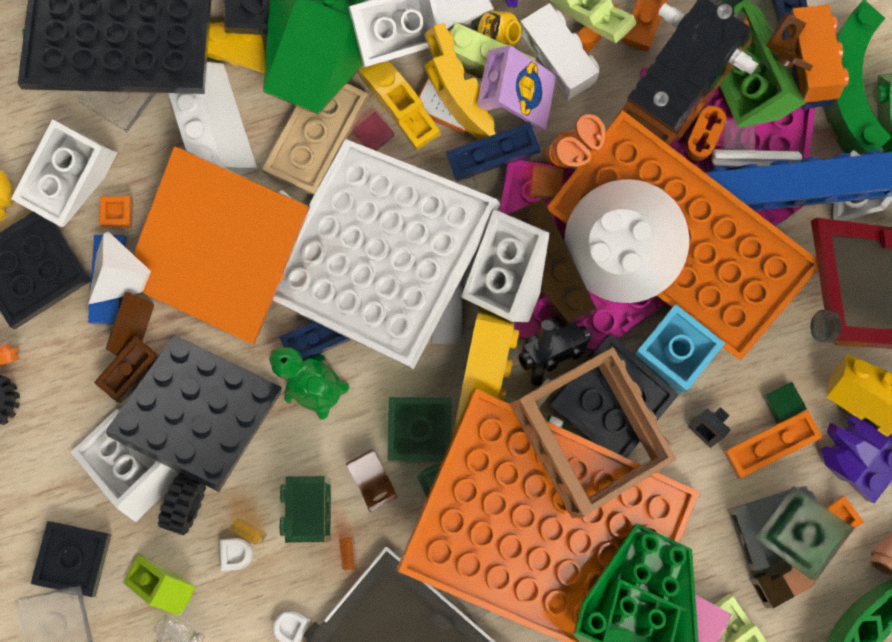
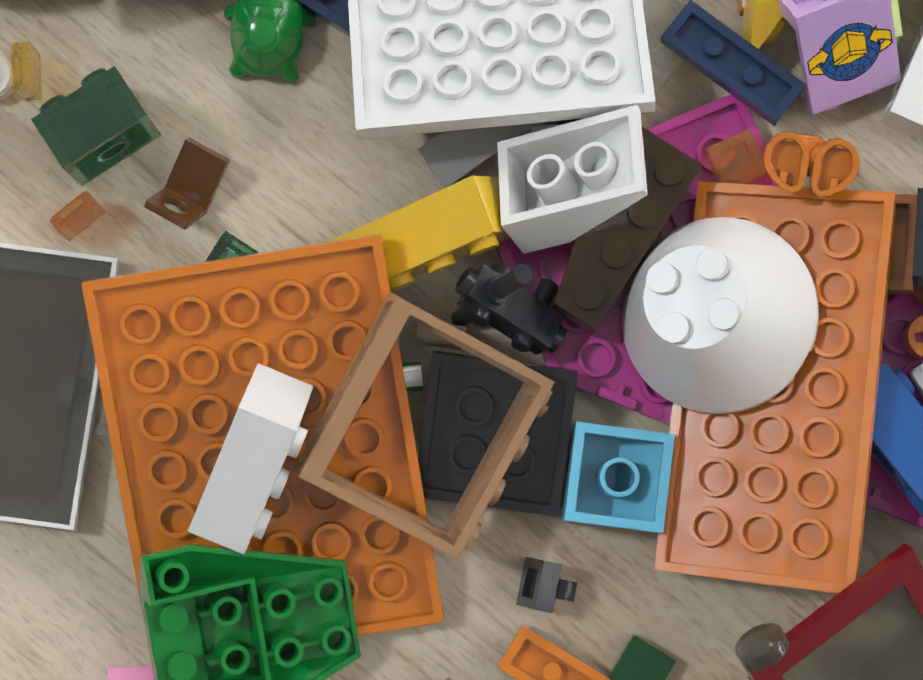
camera: 55 degrees right, 5 degrees up
(419, 429) = (291, 199): clear green brick -> none
(557, 537) = (252, 460): none -> white wedge

